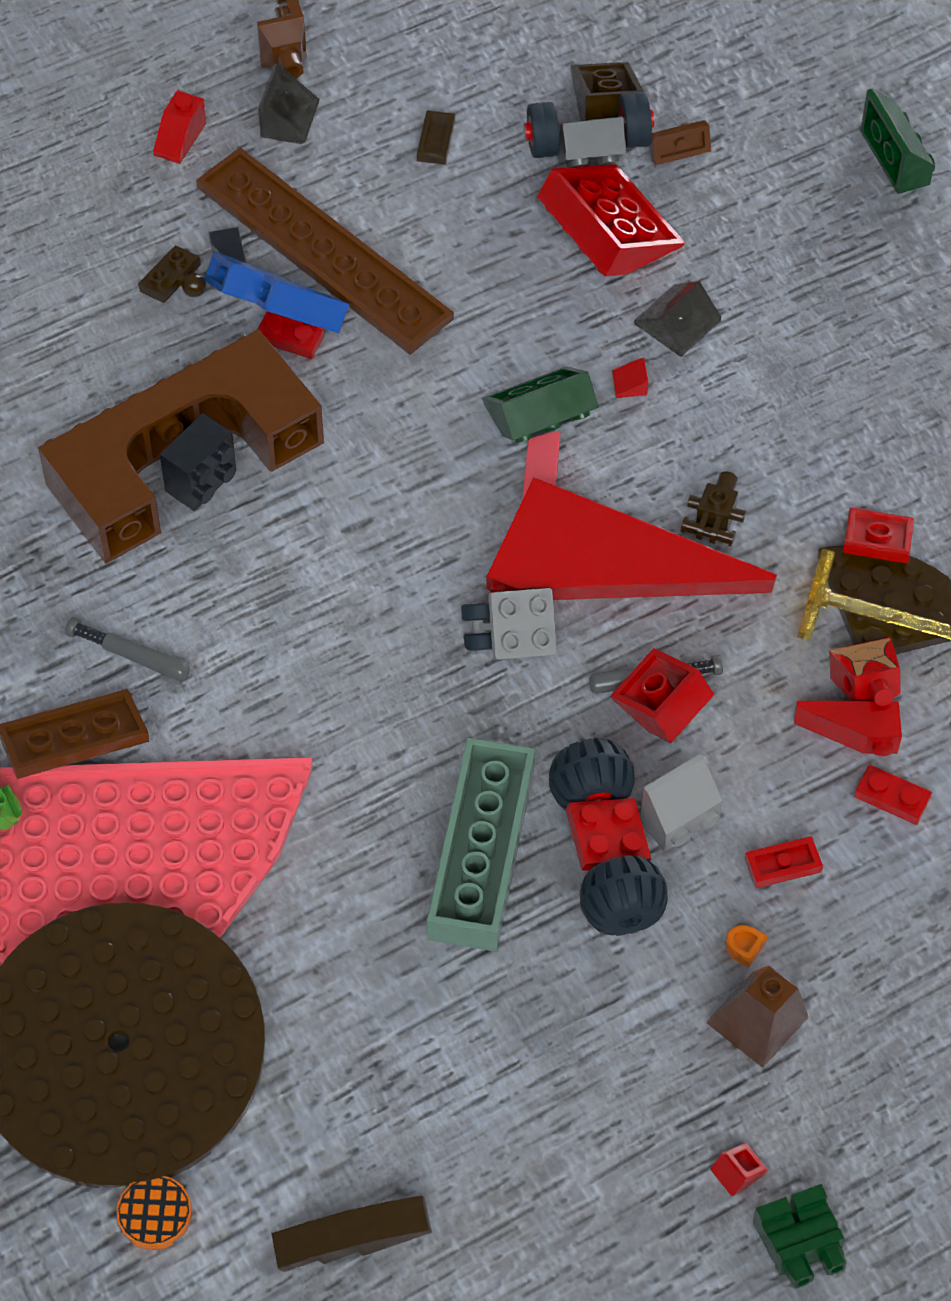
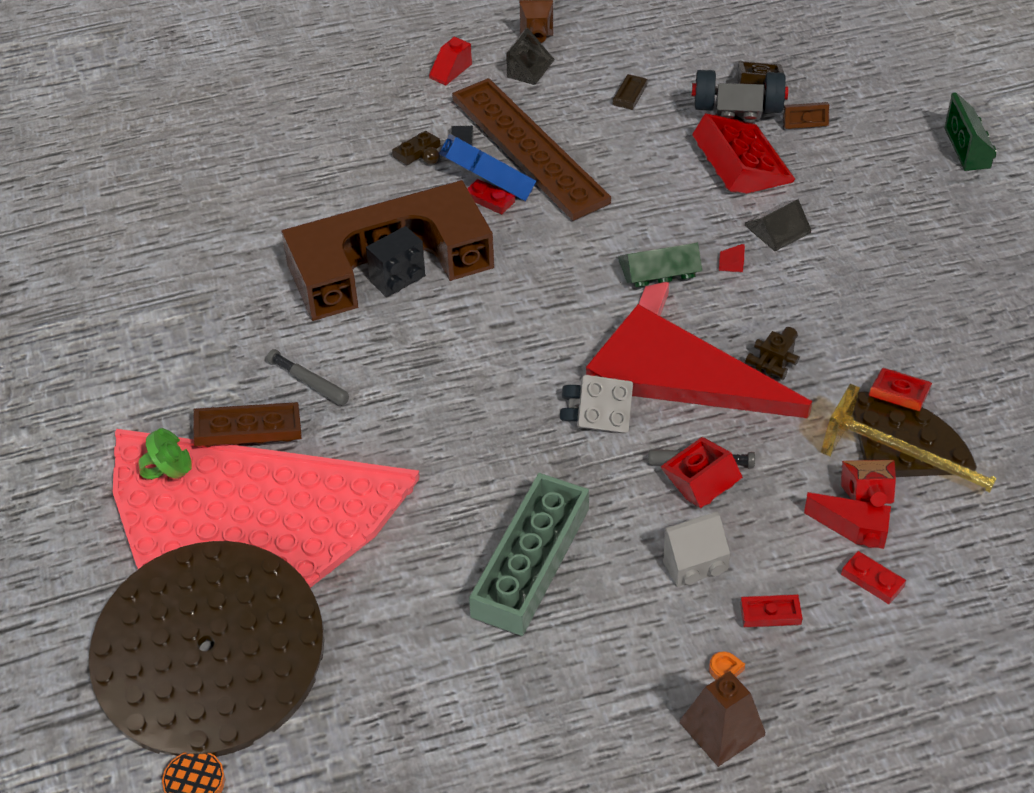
camera: 15 degrees right, 10 degrees down
(623, 886) = (631, 601): black plate -> none

